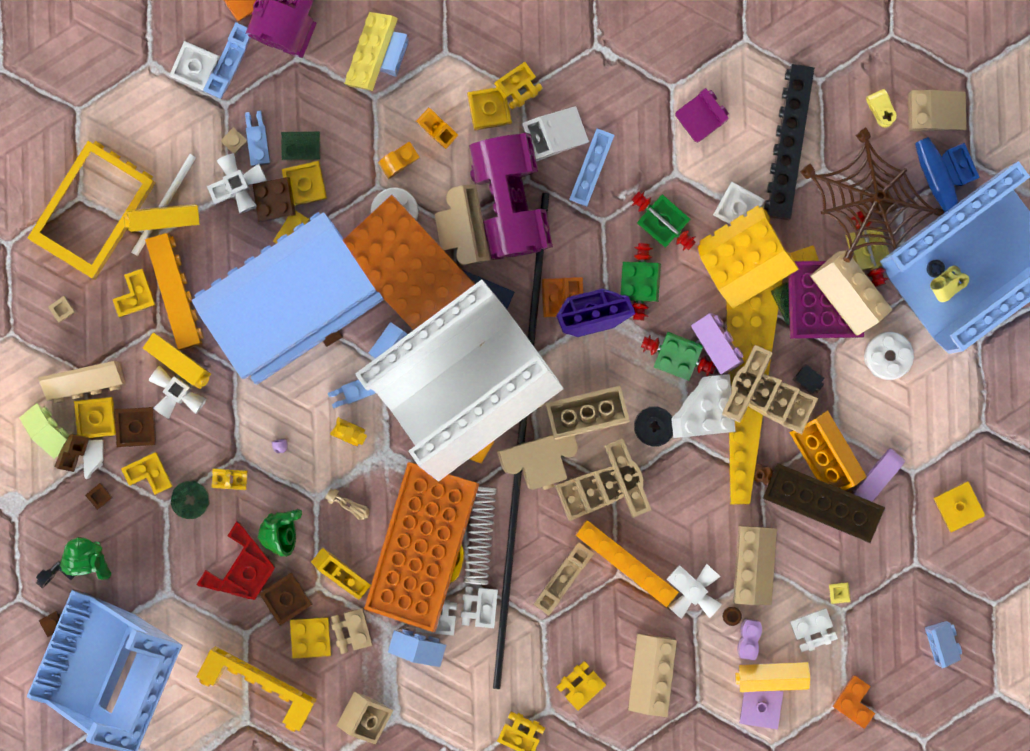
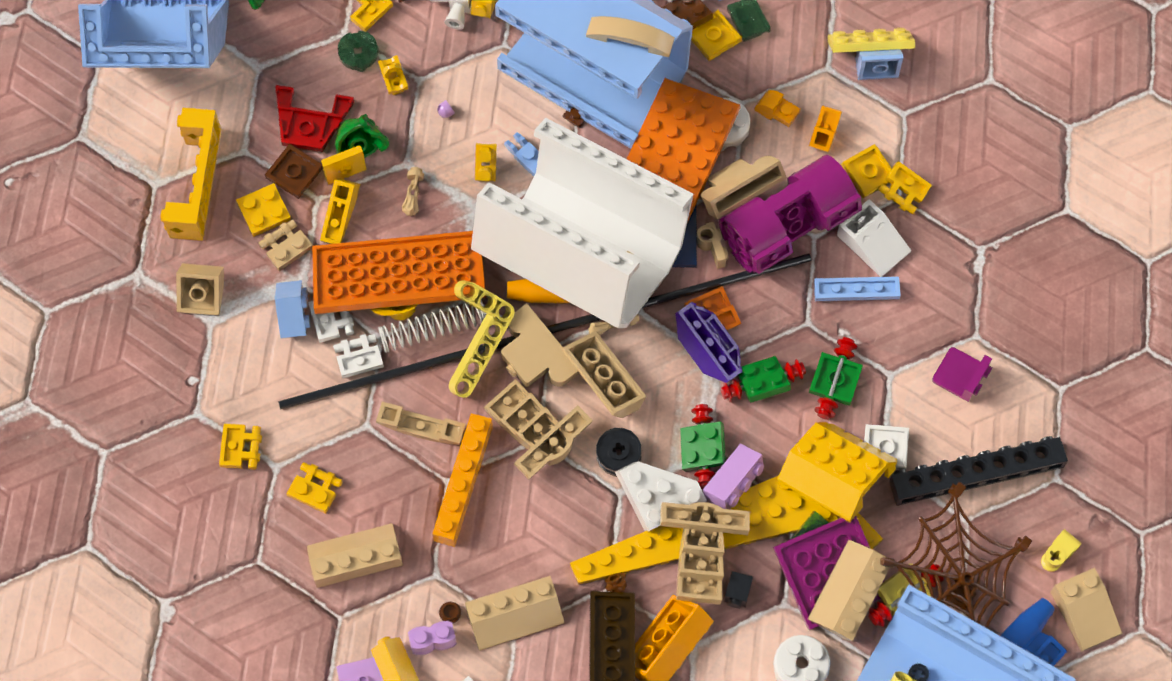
camera: 65 degrees right, 20 degrees down
(302, 555) = (344, 164): none -> yellow plate
(321, 274) = (631, 32): none -> tan slope
(512, 268) = (719, 253): none -> tan plate
(513, 500) = (482, 336): none -> light yellow beam
(693, 591) = (461, 558): white brick -> none

